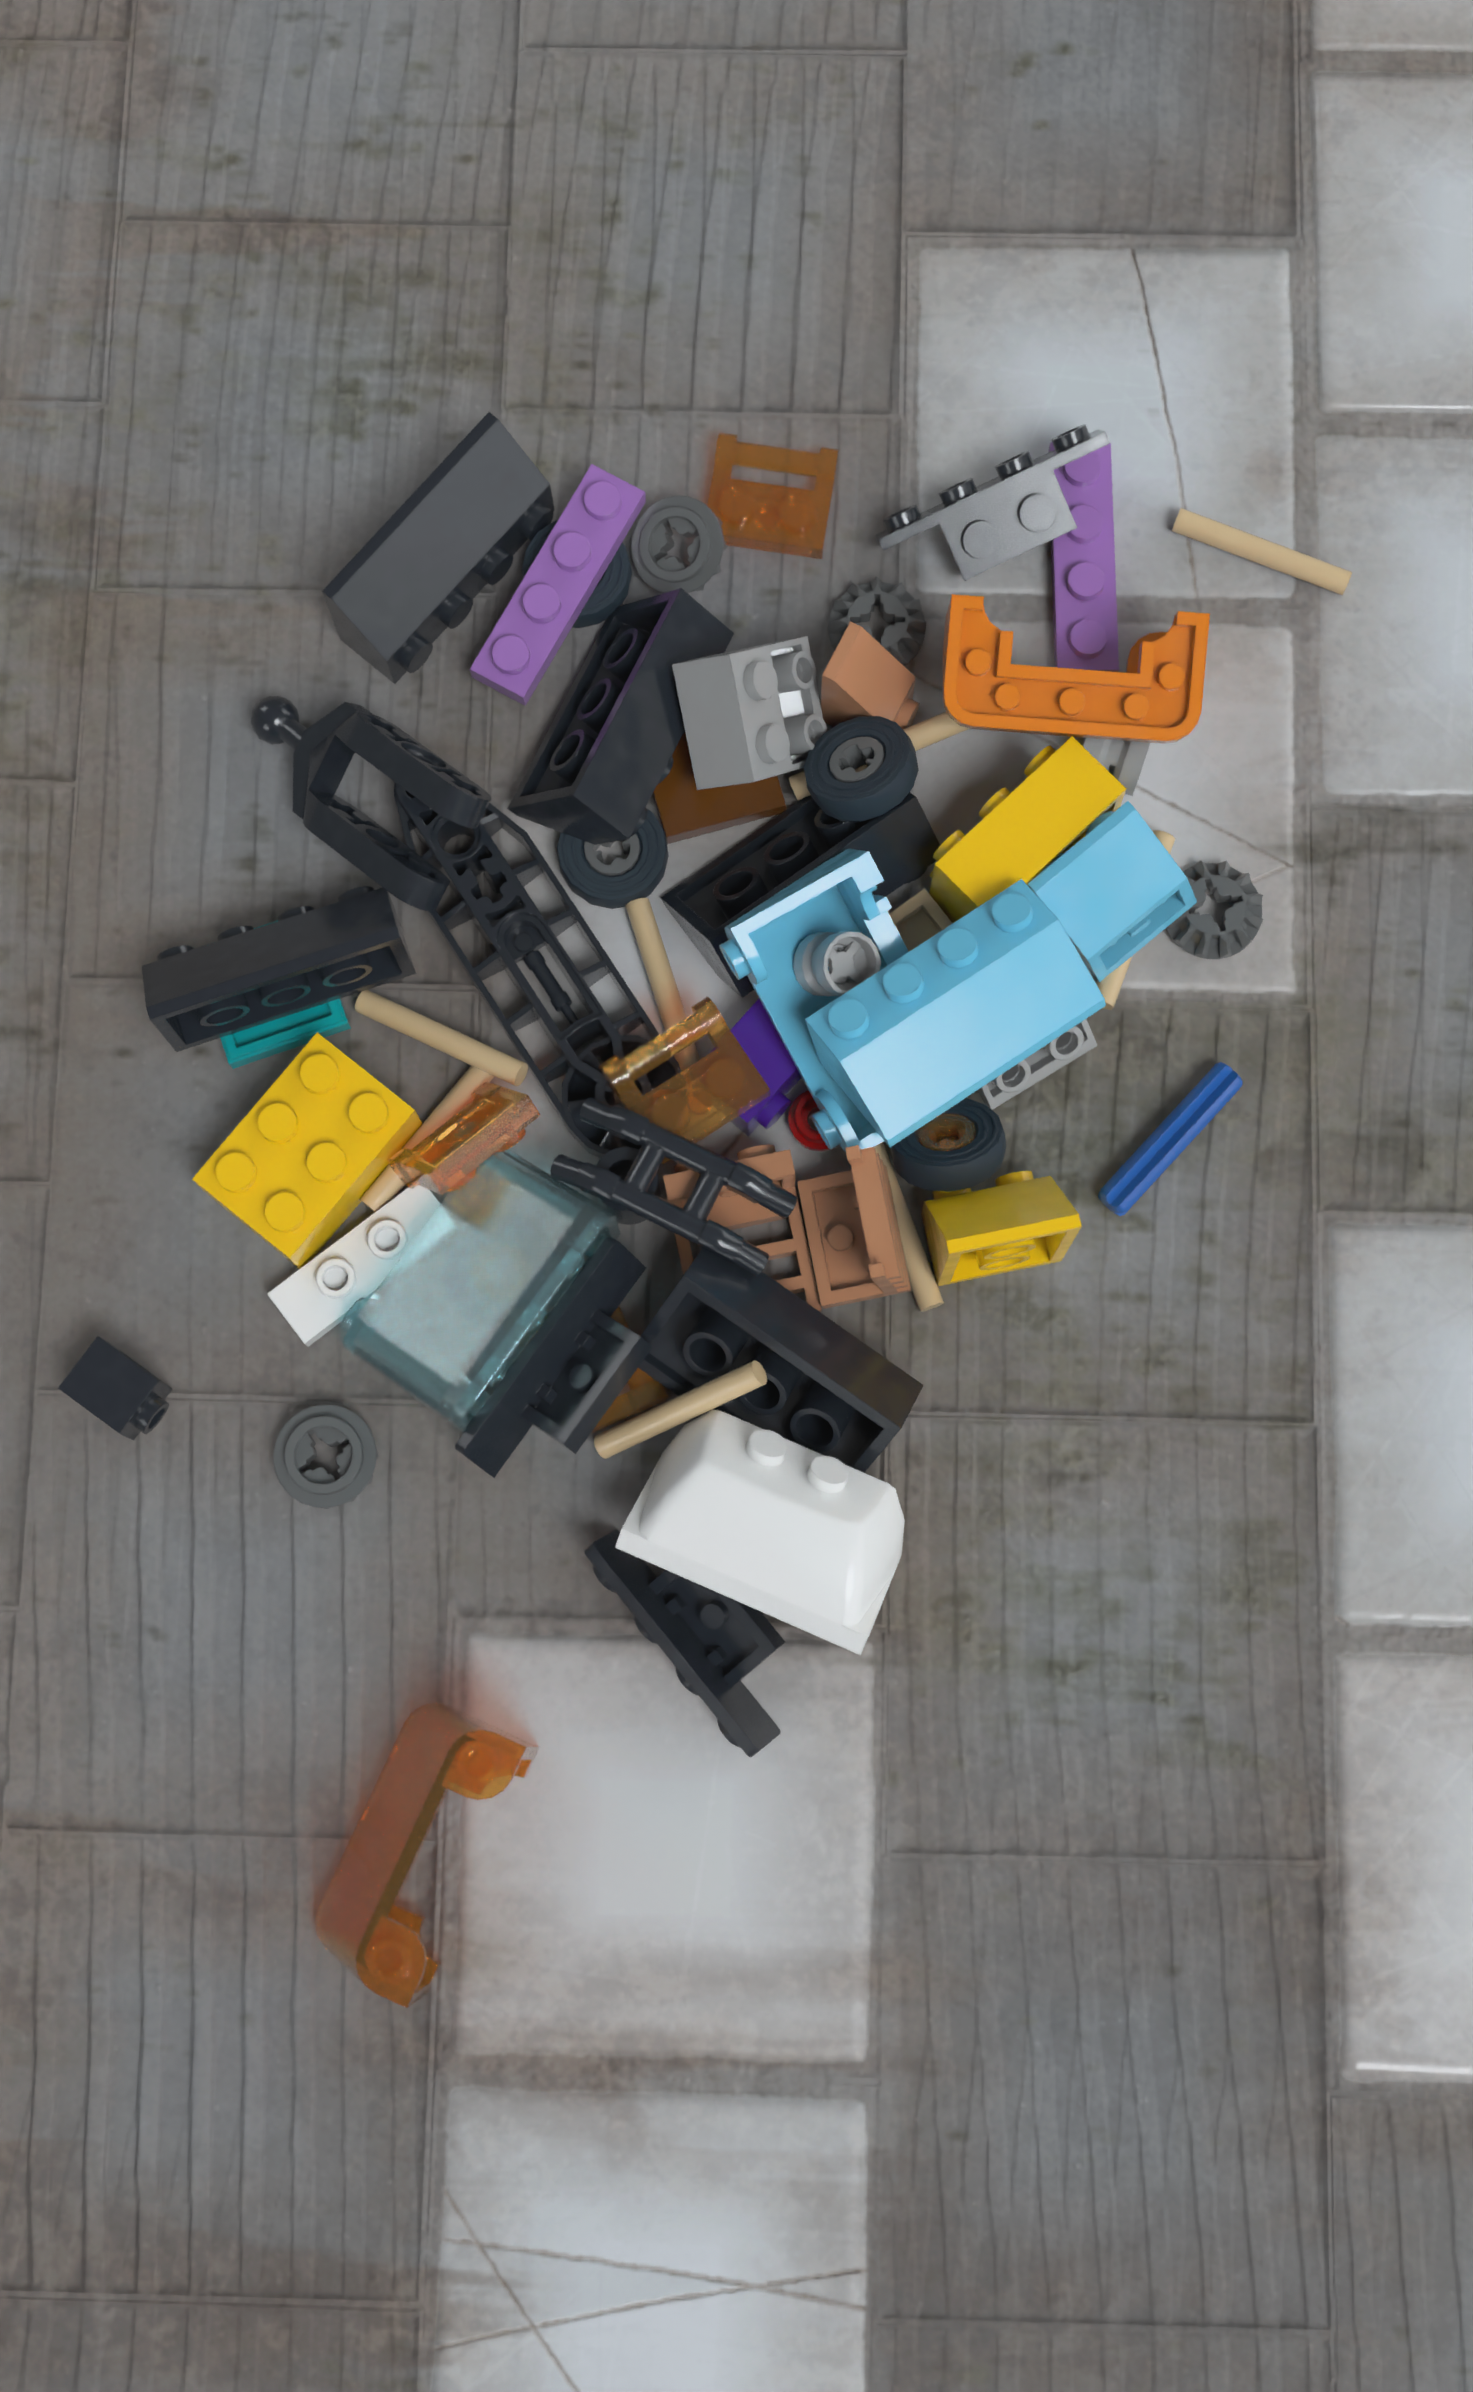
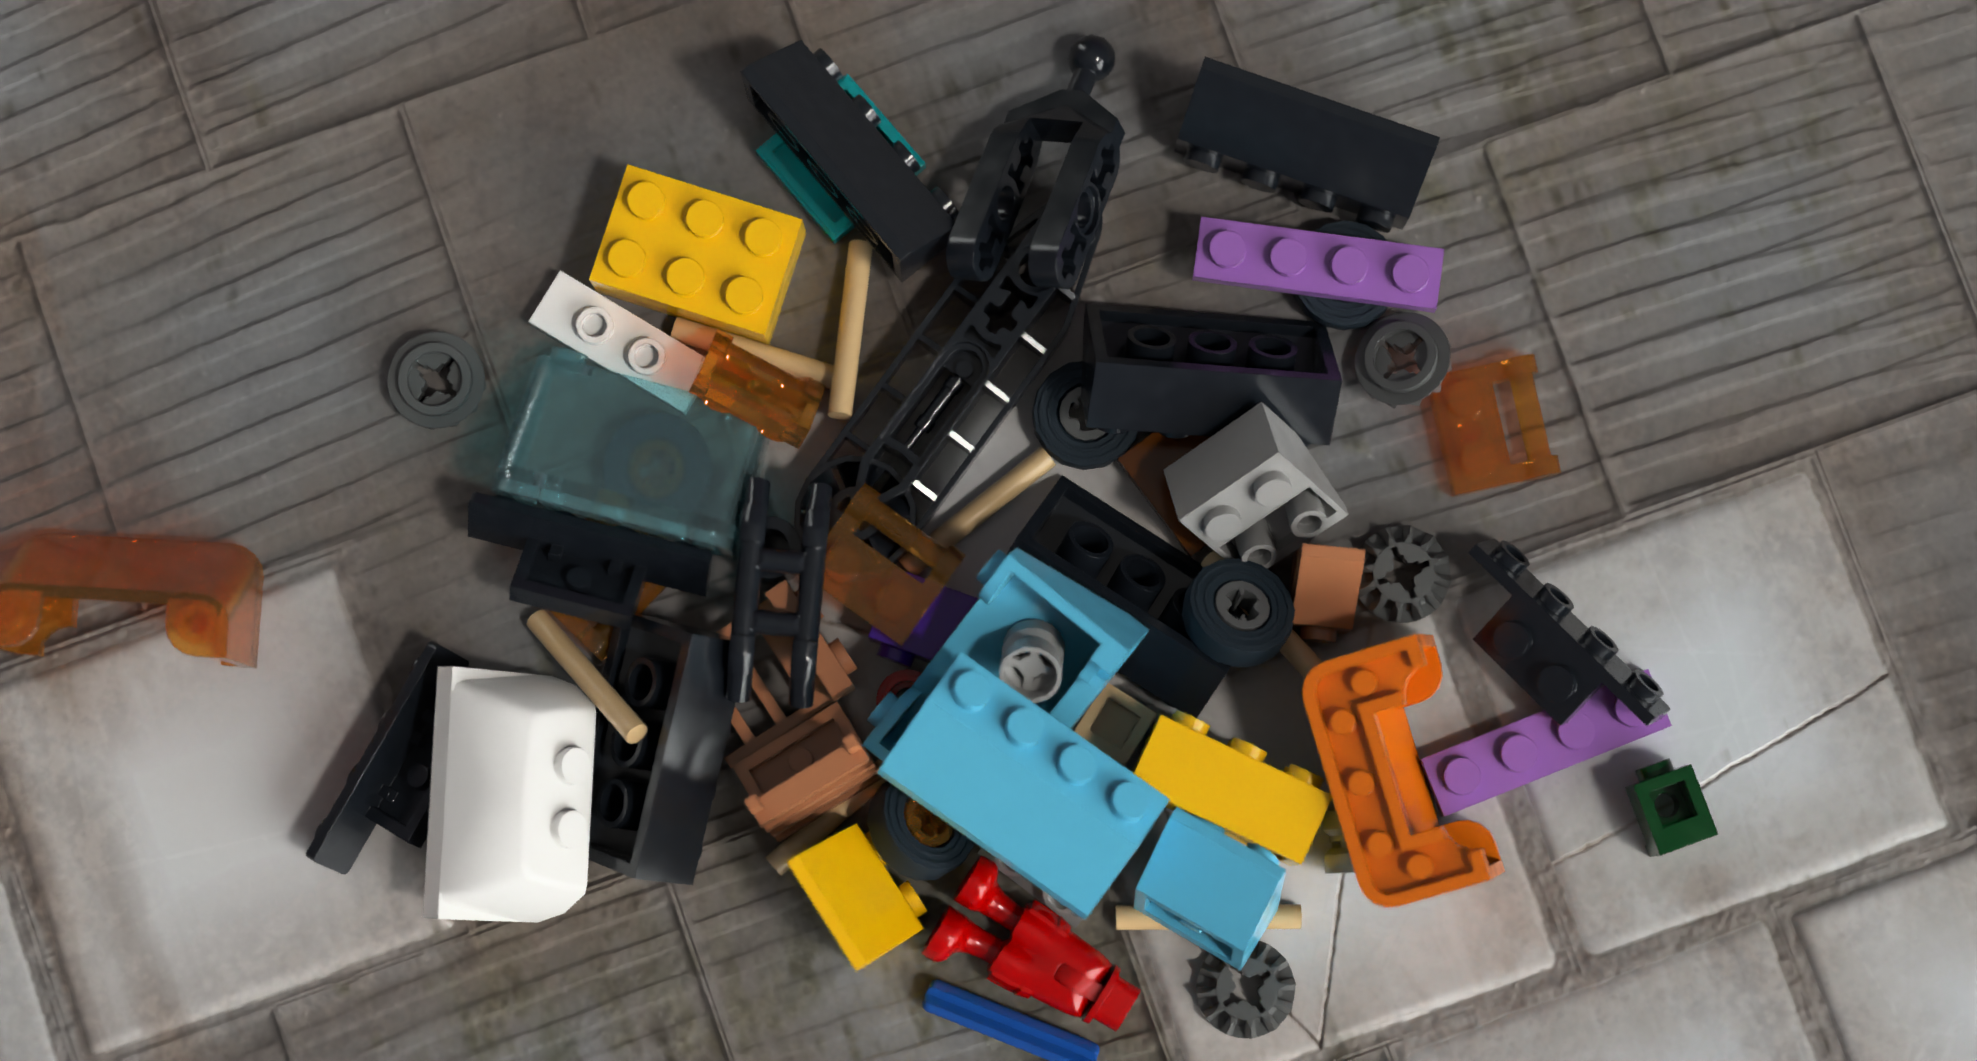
camera: 65 degrees right, 5 degrees up
(117, 1390) = (425, 176): black brick -> none
(1112, 1084) = (1038, 959): none -> red piece
(1196, 453) = (1691, 815): none -> dark green brick
(1262, 551) = (1620, 909): tan bar -> none

